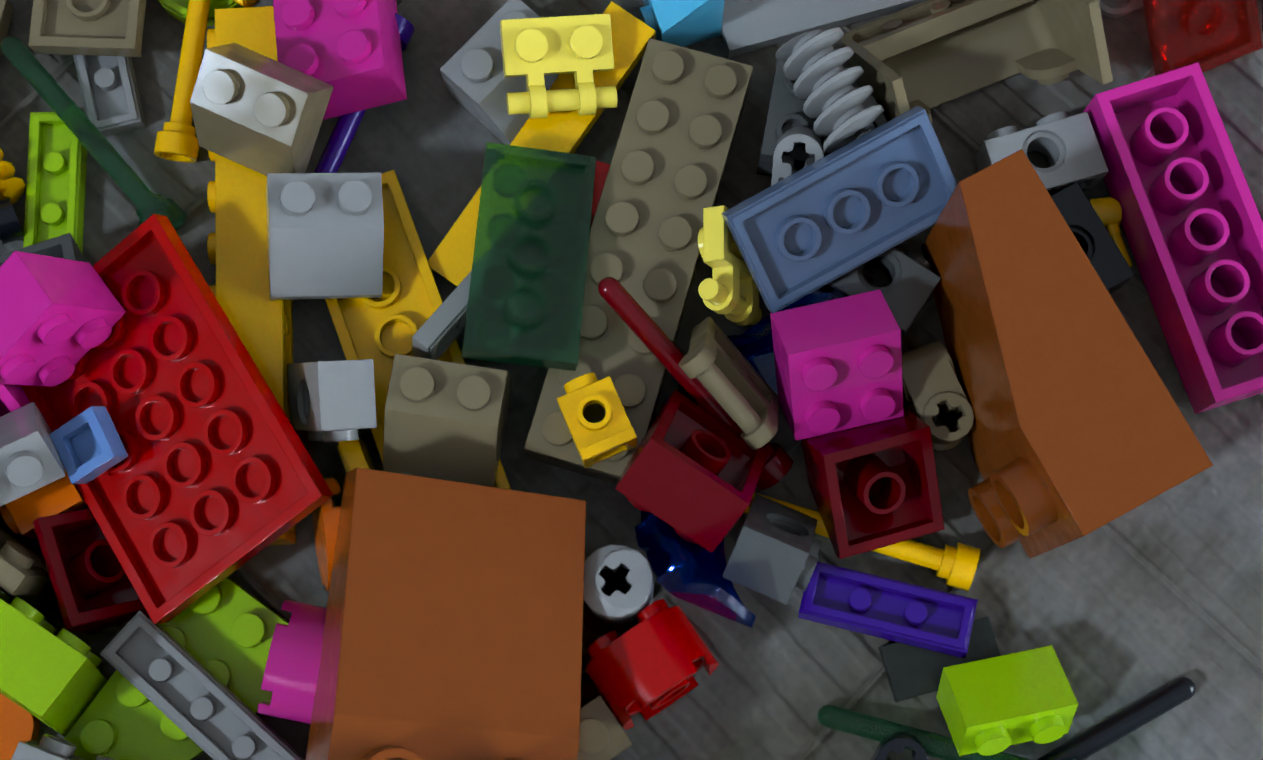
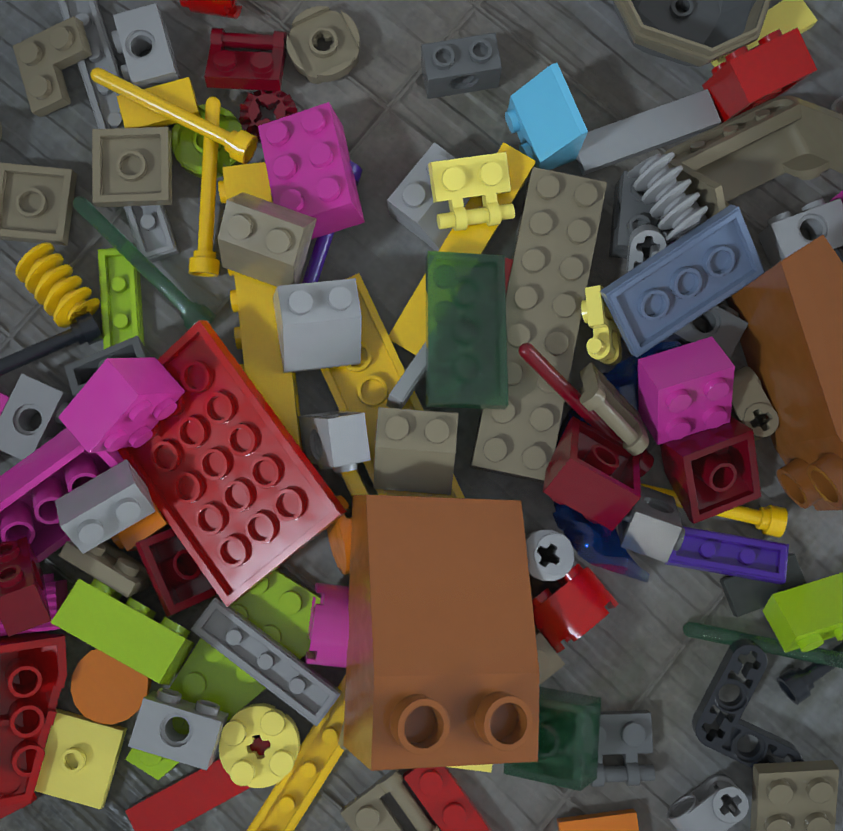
camera: 10 degrees left, 5 degrees up
(88, 445) = (168, 487): medium blue plate -> none
(601, 439) = (523, 458): yellow brick -> none

